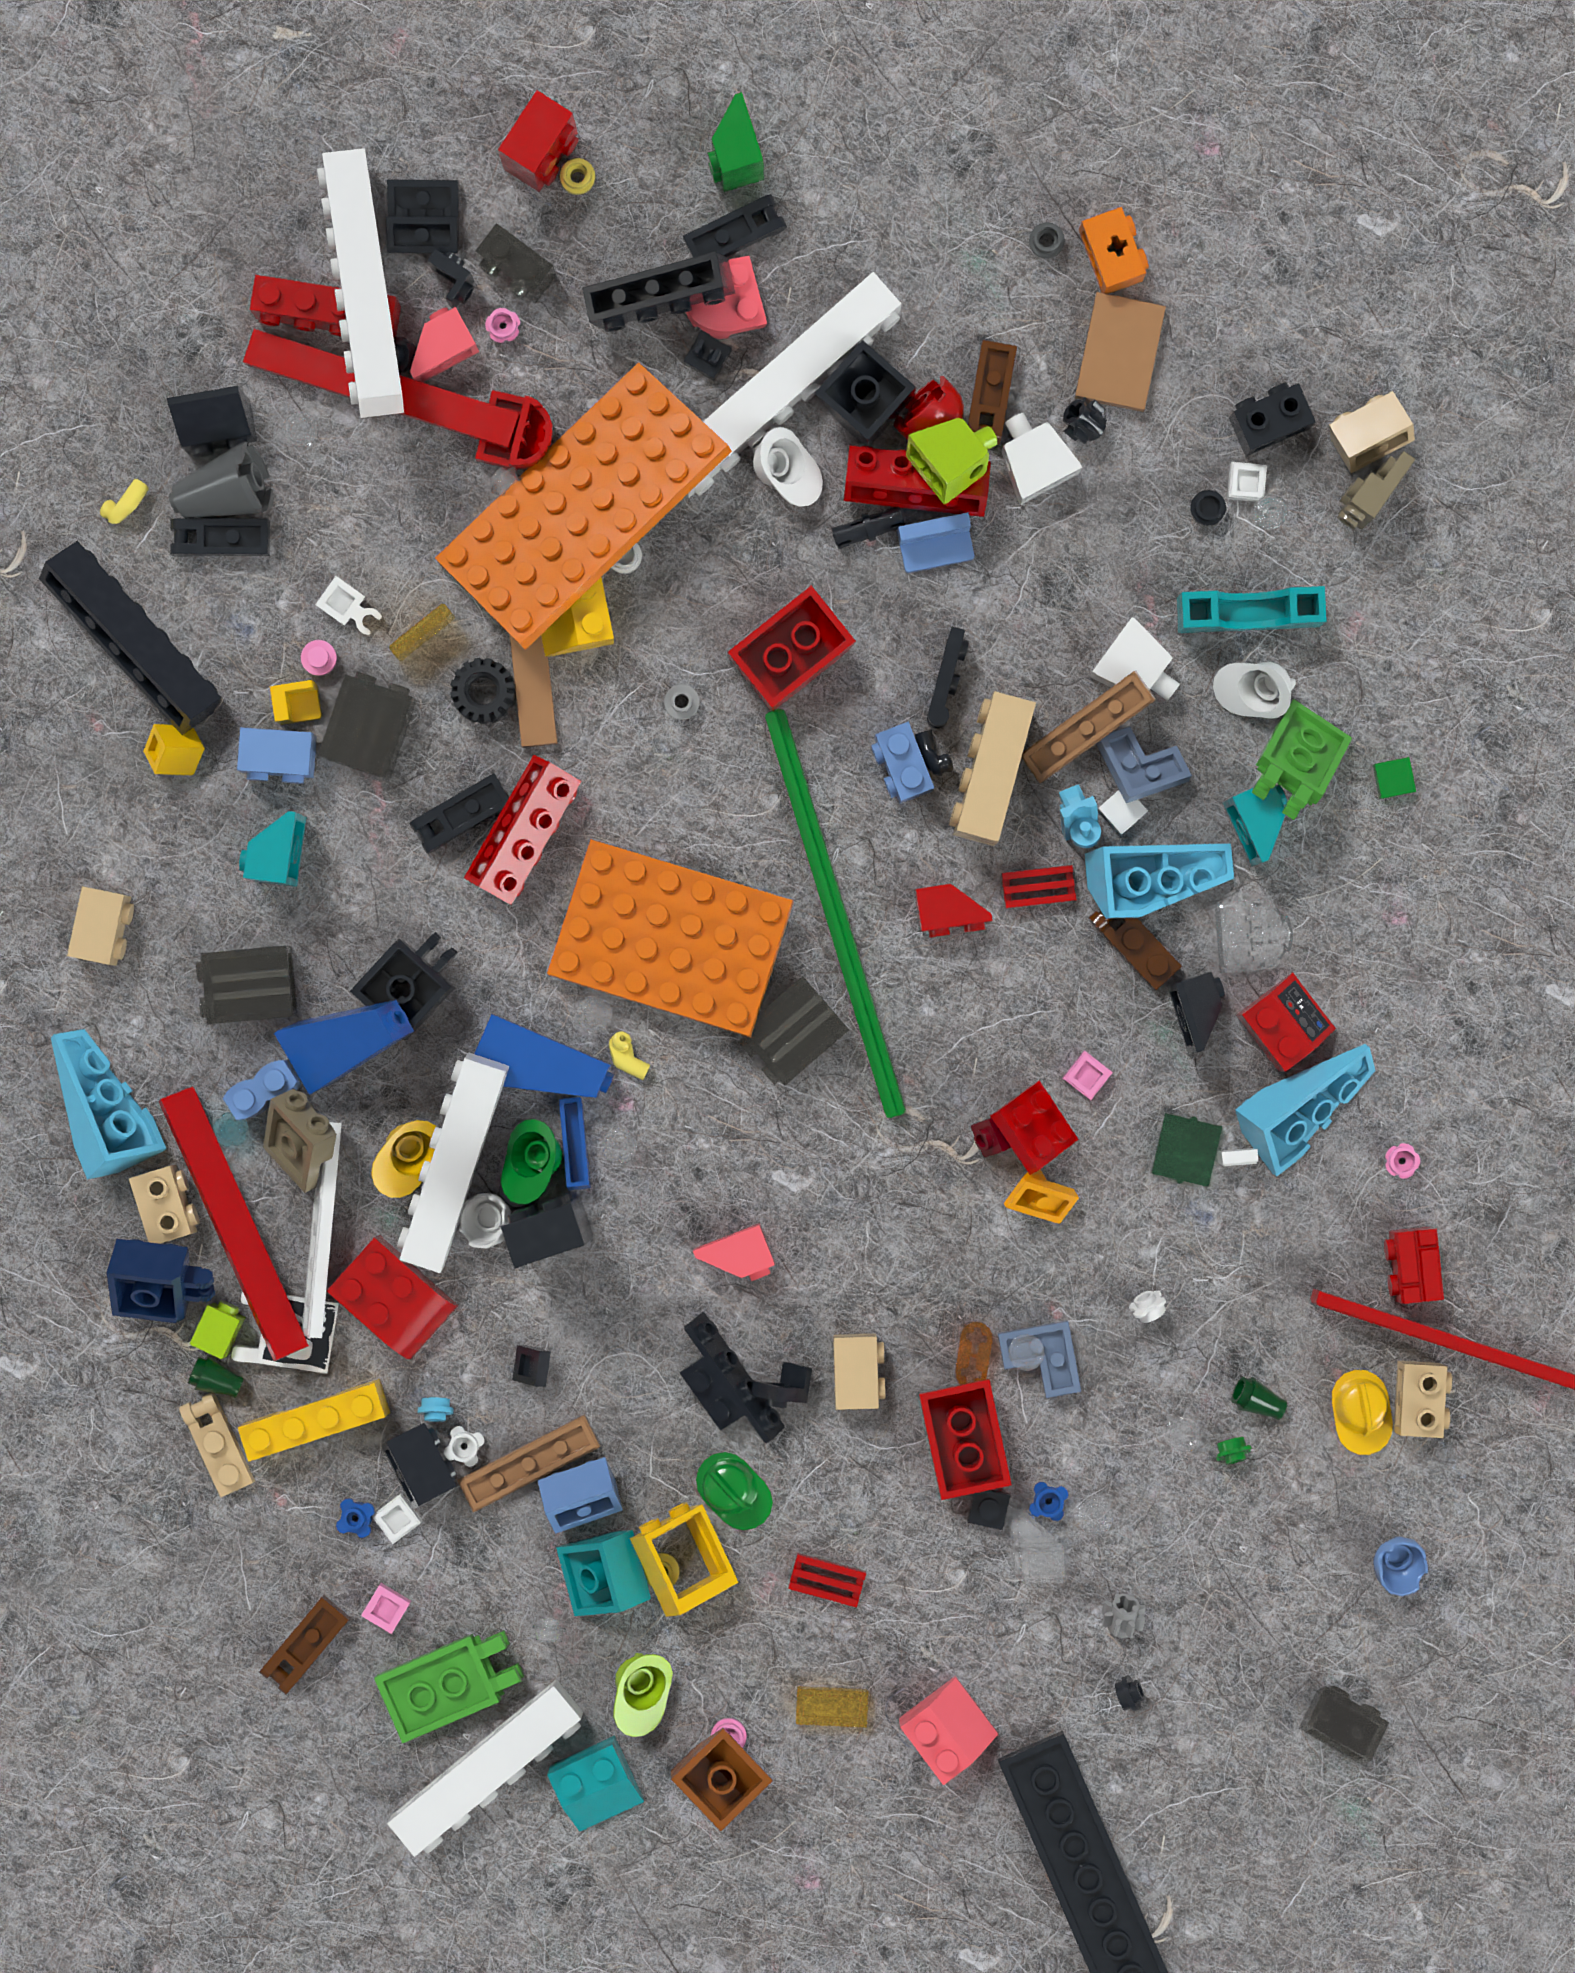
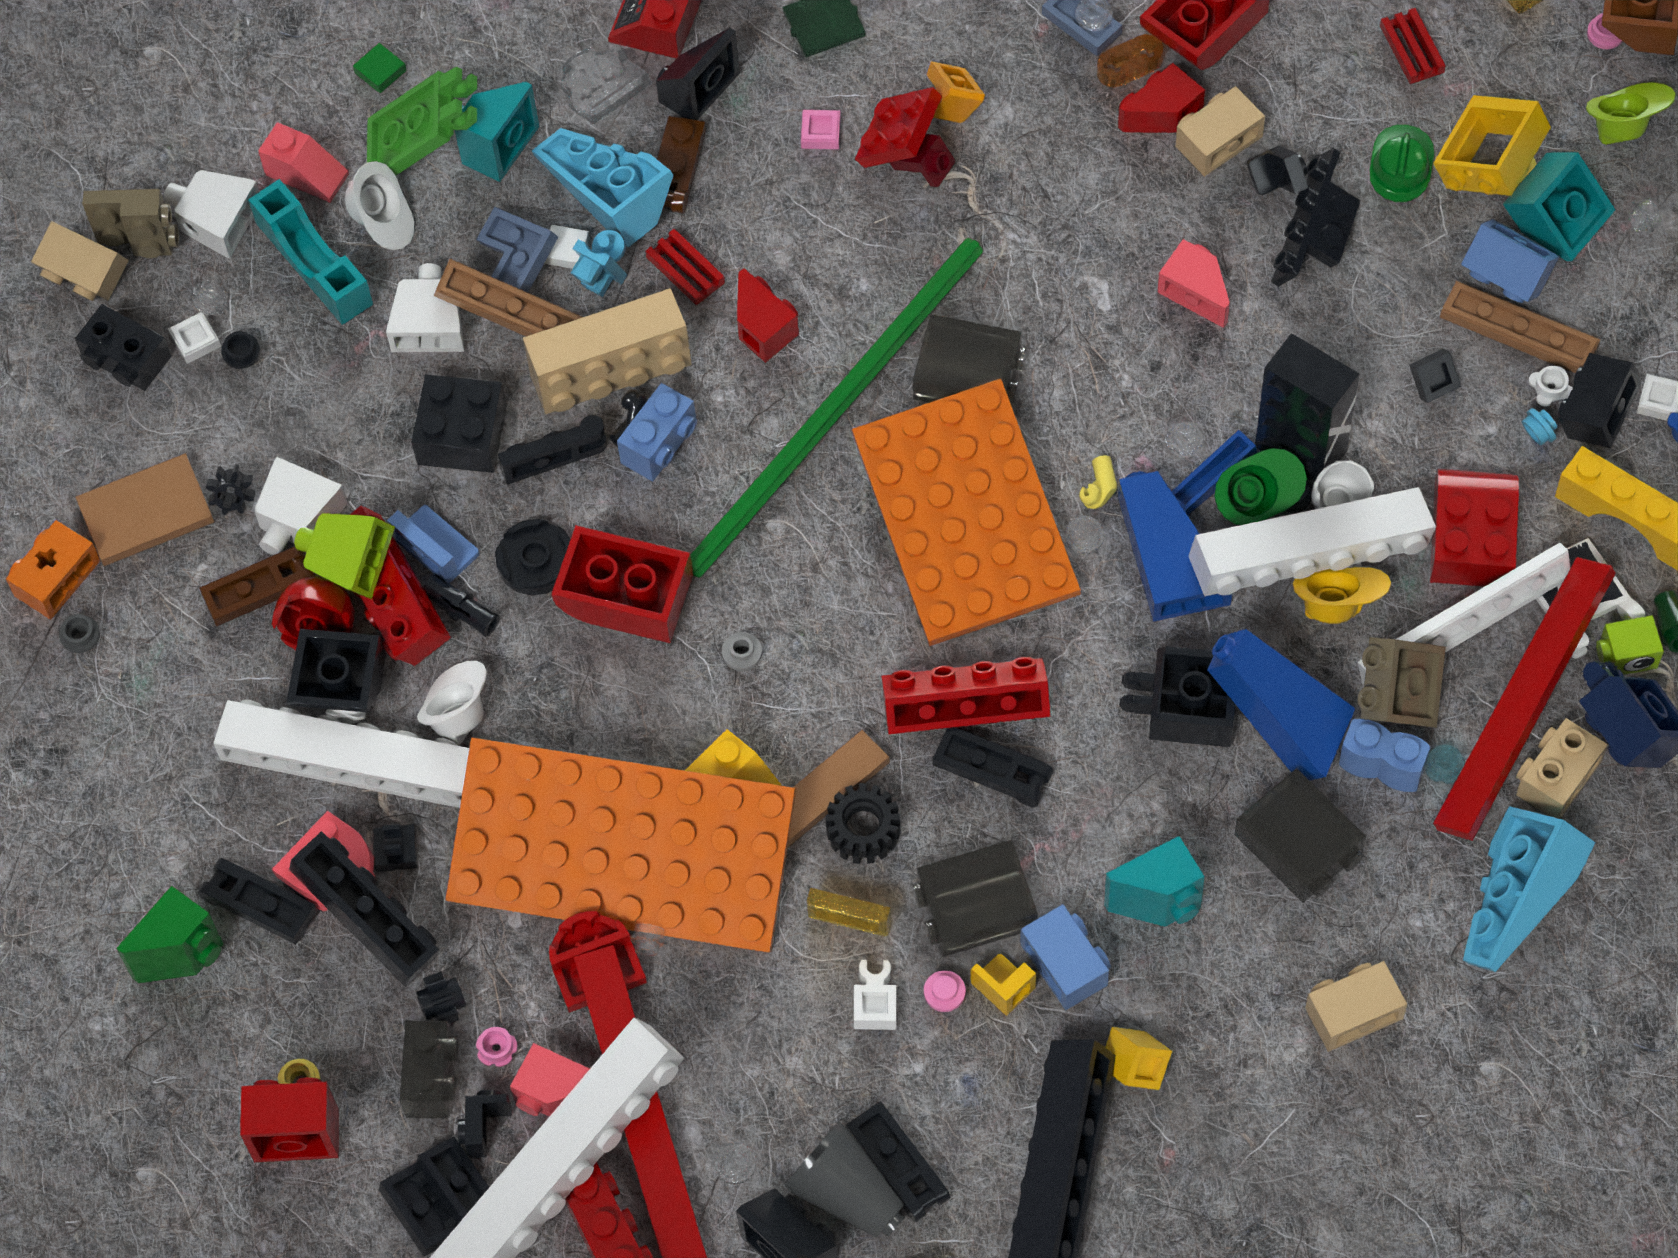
camera: 120 degrees left, 25 degrees down
(561, 307) = (441, 998): none -> black gear
(871, 608) = (531, 556): none -> black tile
(911, 1348) = (1161, 103): none -> red slope
(1018, 623) = (459, 423): none -> black brick
(1341, 658) = (301, 163): none -> coral slope
(1349, 564) = (213, 209): none -> white torso

